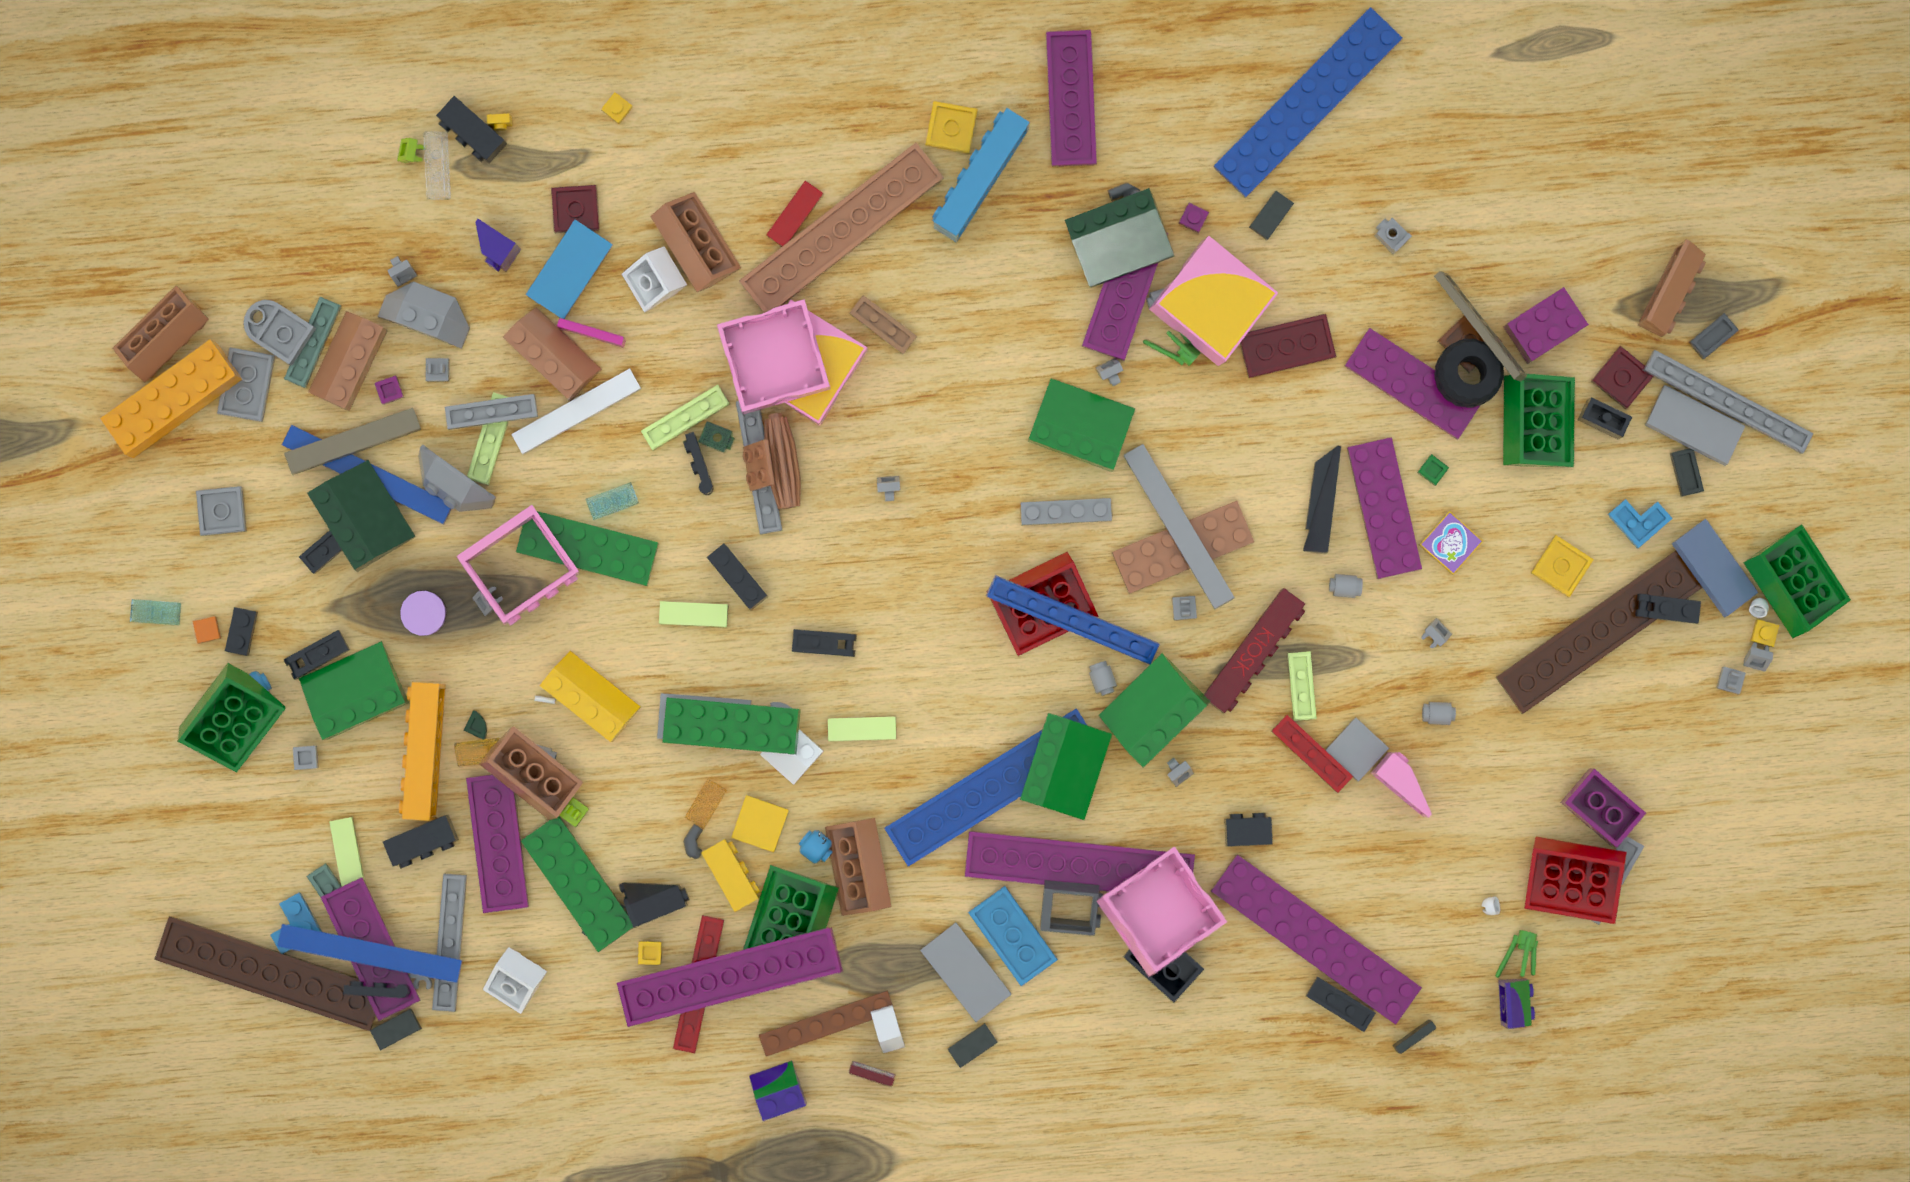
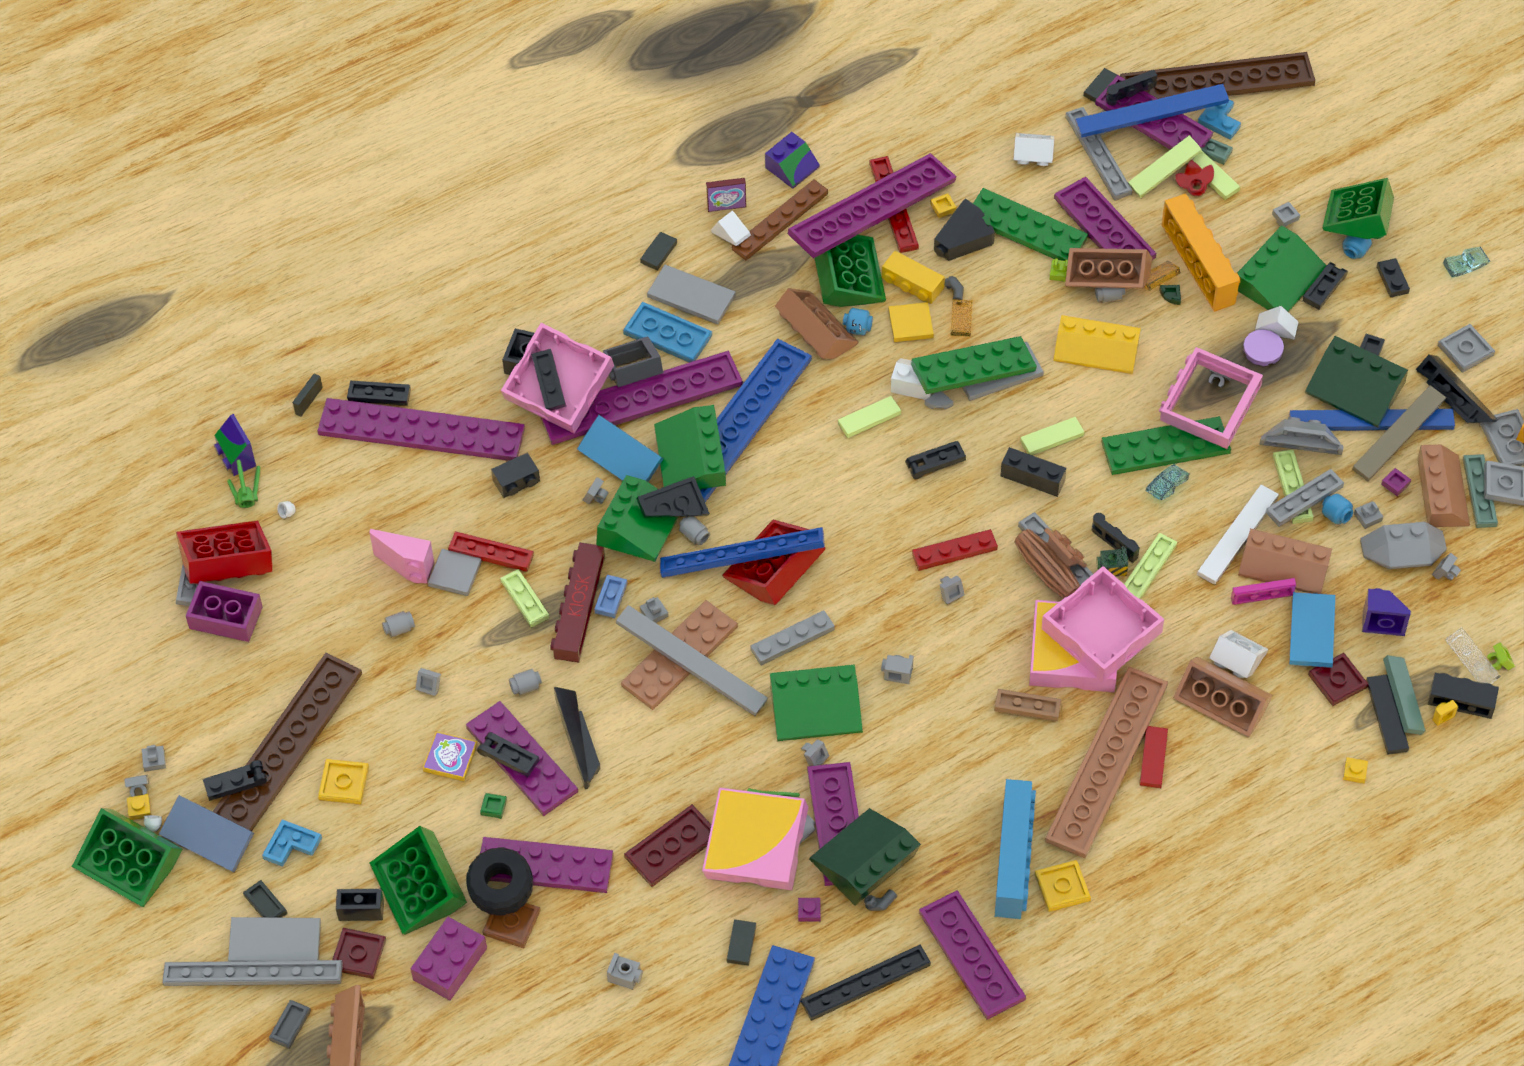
camera: 155 degrees right, 30 degrees down
(206, 630) = (1419, 267): orange tile -> none
(266, 463) = (1454, 390): none -> black wedge
(368, 858) = (1194, 176): none -> red plate
(393, 633) = (1278, 321): none -> white slope
(394, 880) = (1165, 166): none -> yellowish green tile
(421, 841) = (1151, 209): black brick -> none
(466, 386) = (1337, 509): none -> dark azure head
(525, 159) = (1404, 695): none -> sand green tile
(552, 149) = (1387, 714): none -> black tile
(859, 532) = (954, 550): none -> red plate
(985, 424) = (897, 668): none -> light grey brick
(1108, 707) = (674, 500): none -> black wing
(1134, 803) = (618, 451): none -> dark azure tile
(1171, 914) = (548, 380): none -> black plate
(1180, 121) = (865, 982): none -> black tile
(1219, 643) = (610, 596): none -> medium blue plate
(1400, 507) = (508, 754): none -> black plate
(1480, 326) = (508, 922): dark tan tile -> none

